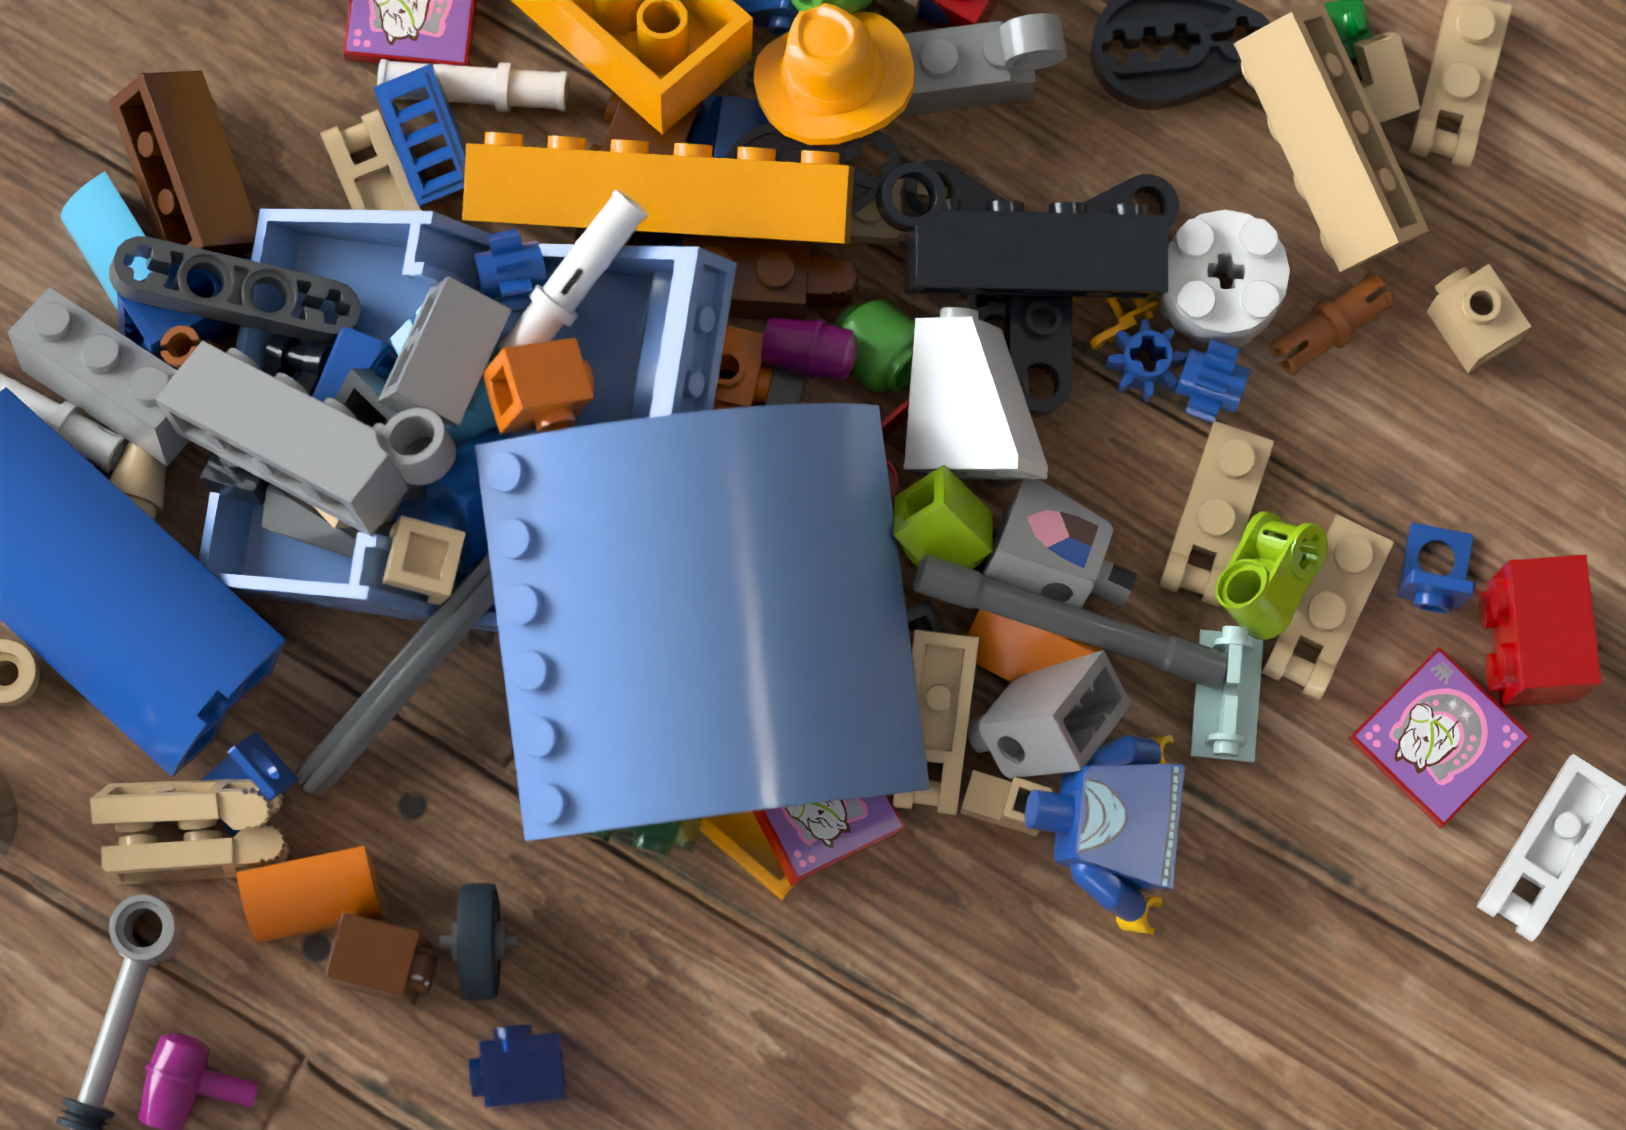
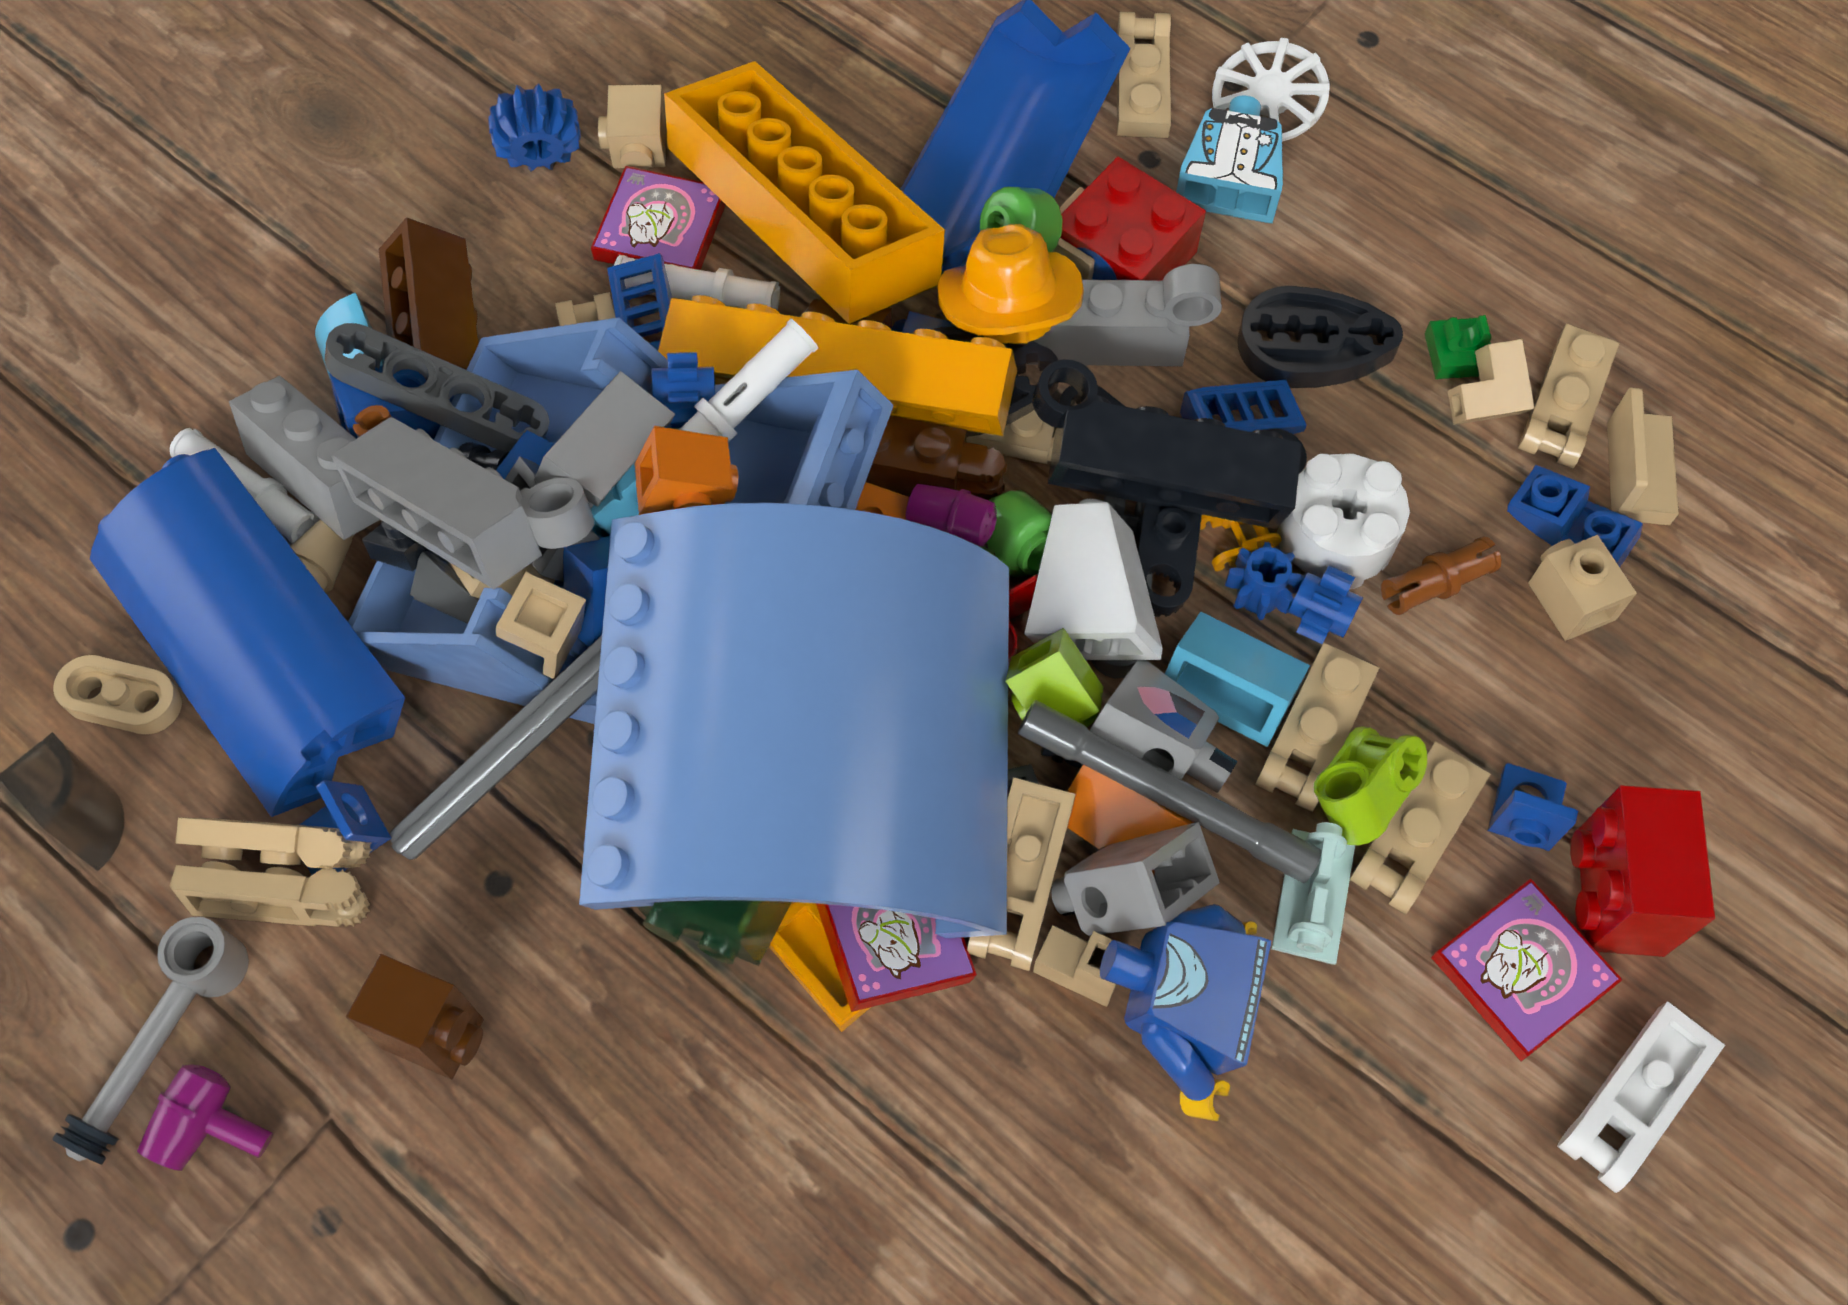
camera: 10 degrees right, 15 degrees down
(309, 893) = (344, 941): orange brick -> none
(479, 941) = (523, 1017): black wheel -> none
(518, 1069) = (537, 1159): clear blue brick -> none
(1052, 157) = (1223, 399): none -> blue slope
(1127, 474) = (1237, 676): none -> medium azure brick
(1330, 137) = (1453, 413): tan brick -> none
(1472, 235) = (1560, 510): none -> blue slope
(1541, 154) = (1642, 462): none -> tan panel

